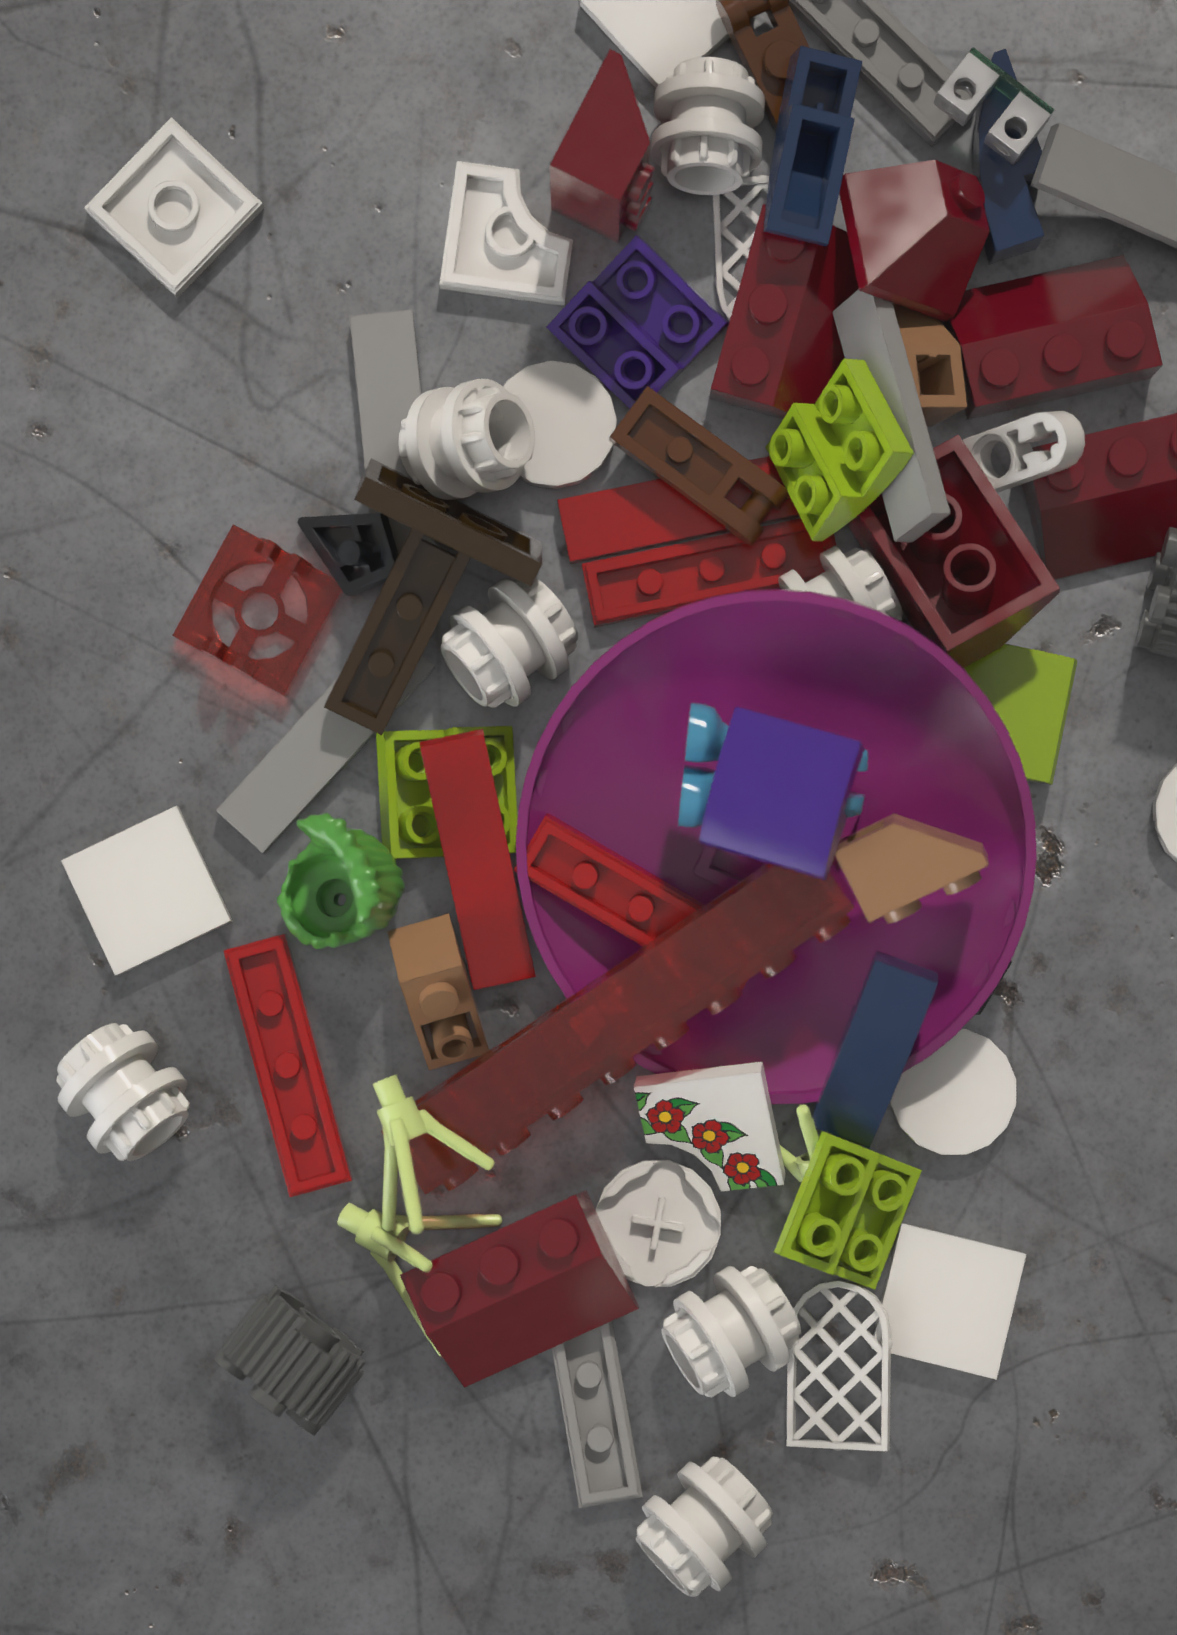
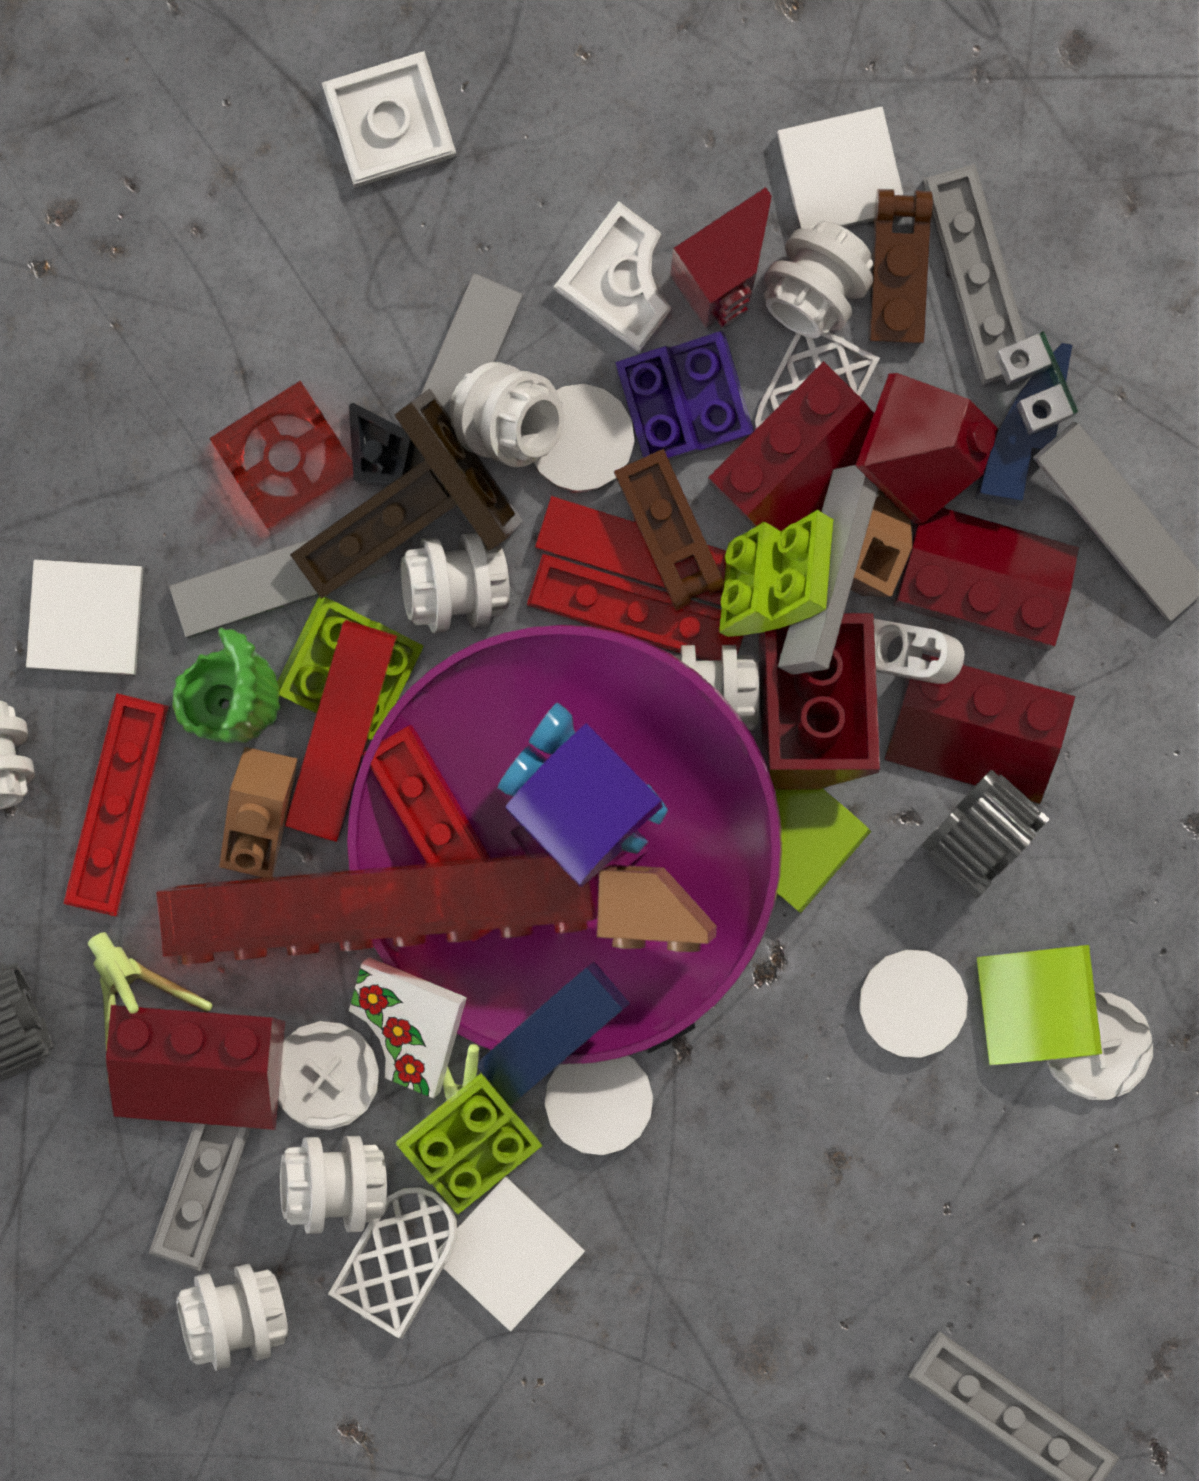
camera: 30 degrees right, 0 degrees up
(403, 1123) = (173, 894): yellowish green plant -> none
(811, 145) = (883, 338): dark blue slope -> none

